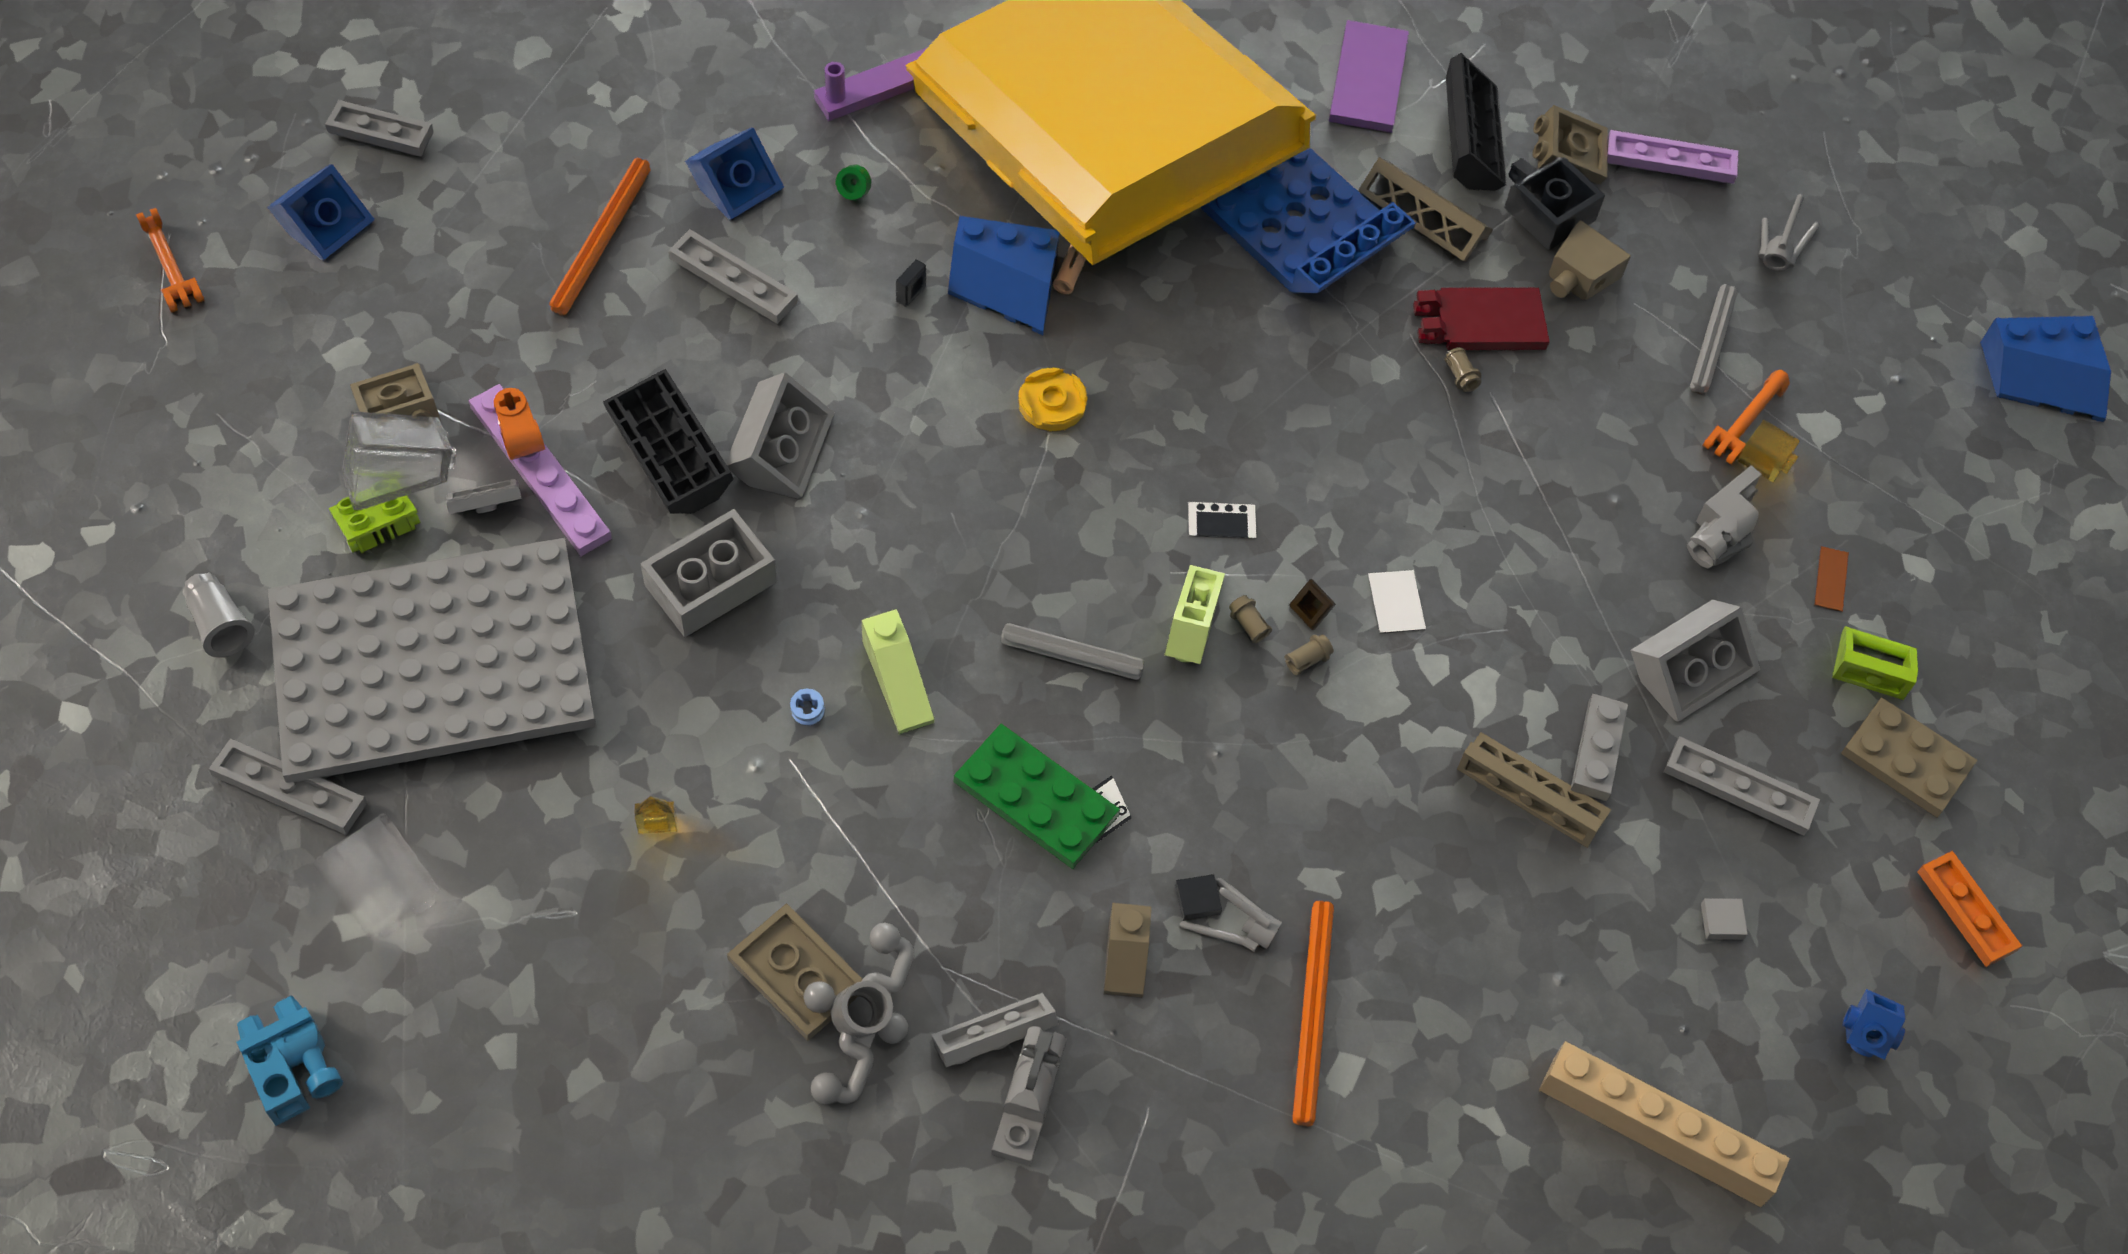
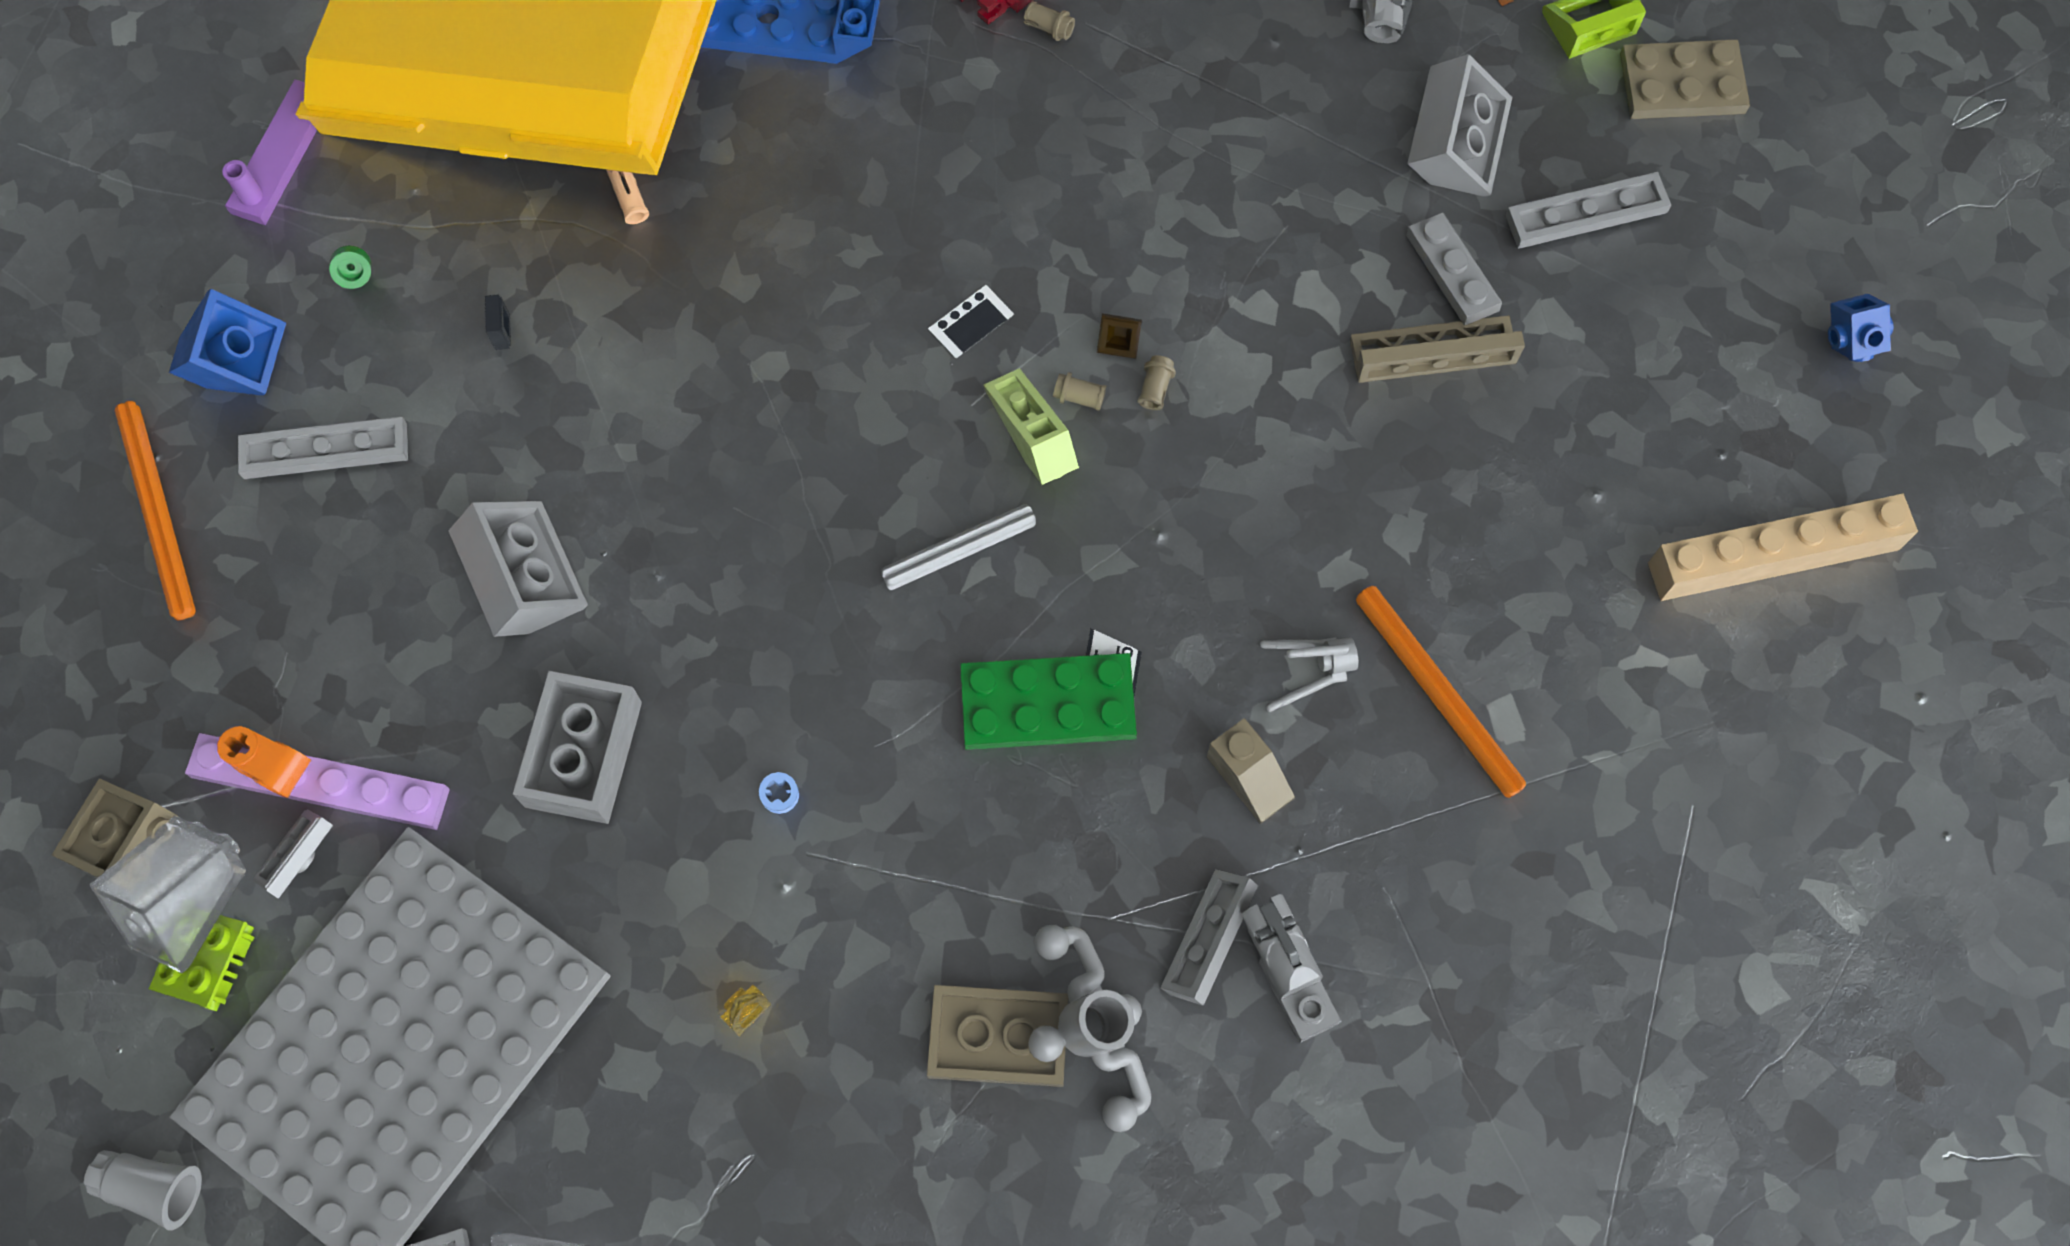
camera: 35 degrees left, 10 degrees up
(670, 444) = (421, 656): black piece -> none
(896, 670) = (828, 693): yellowish green slope -> none
(1005, 268) = (571, 240): blue wedge -> none
(1052, 399) = (725, 329): yellow tile -> none
(1198, 897) = (1261, 673): black tile -> none
(1396, 601) = (1179, 274): white sticker -> none
(1724, 919) = (1671, 335): light grey tile -> none
(1969, 908) = (1837, 170): orange plate -> none

